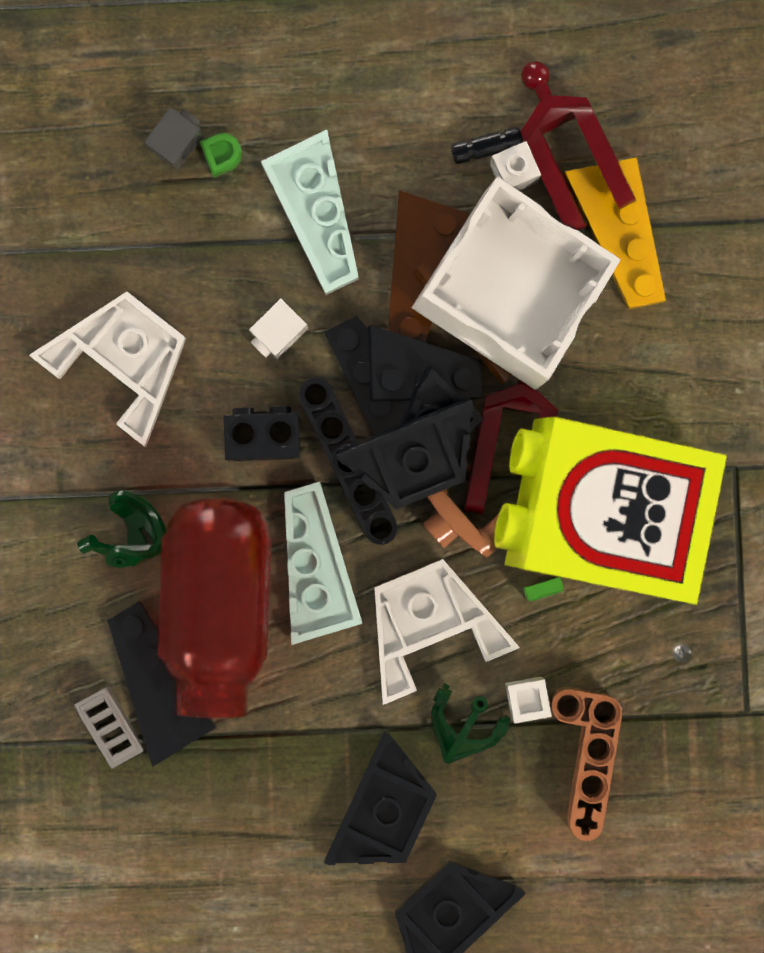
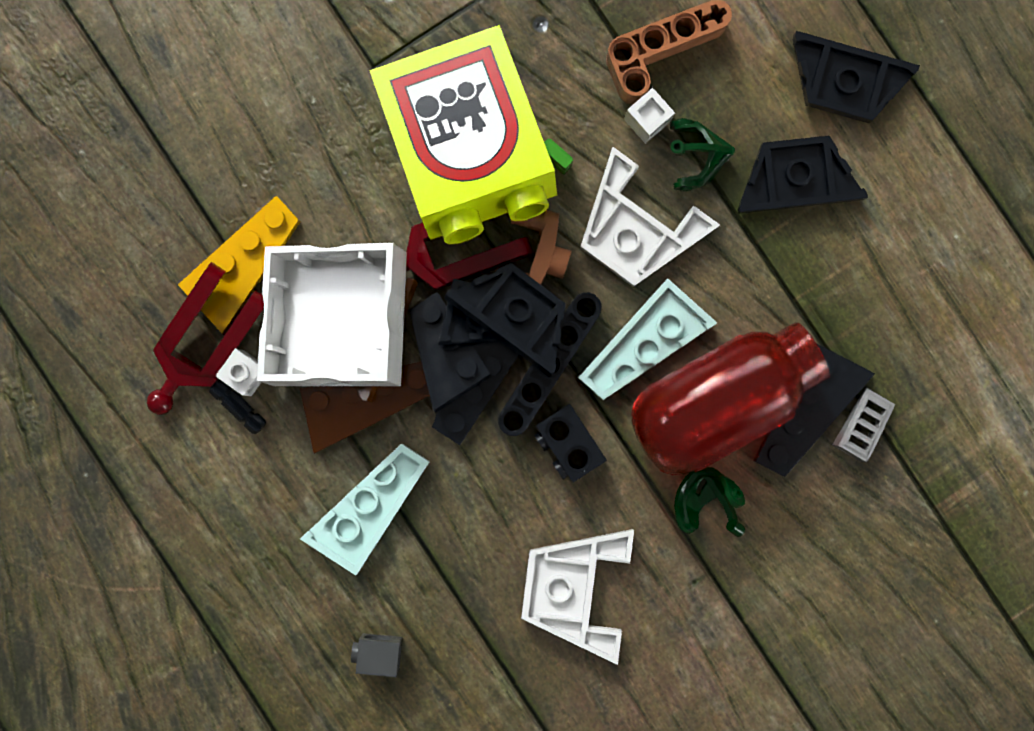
camera: 120 degrees left, 0 degrees up
(221, 153) = (367, 610): bright green tile -> none
(277, 330) = (480, 481): white brick -> none

